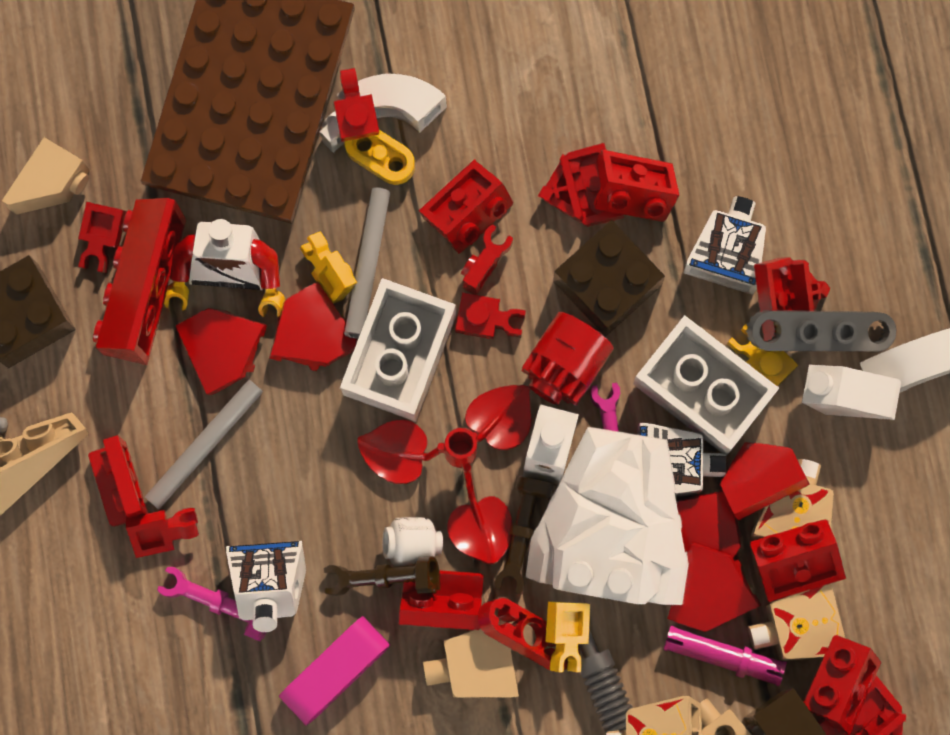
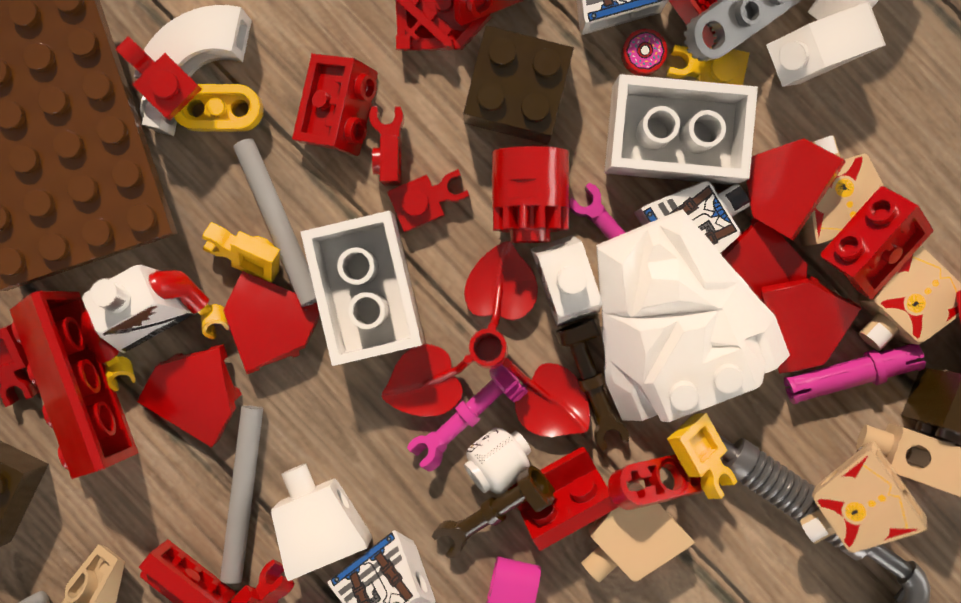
camera: 40 degrees left, 10 degrees up
(245, 500) = (316, 524): none -> white torso
(412, 494) = (467, 414): none -> dark pink piece
(720, 315) = (644, 52): none -> tile

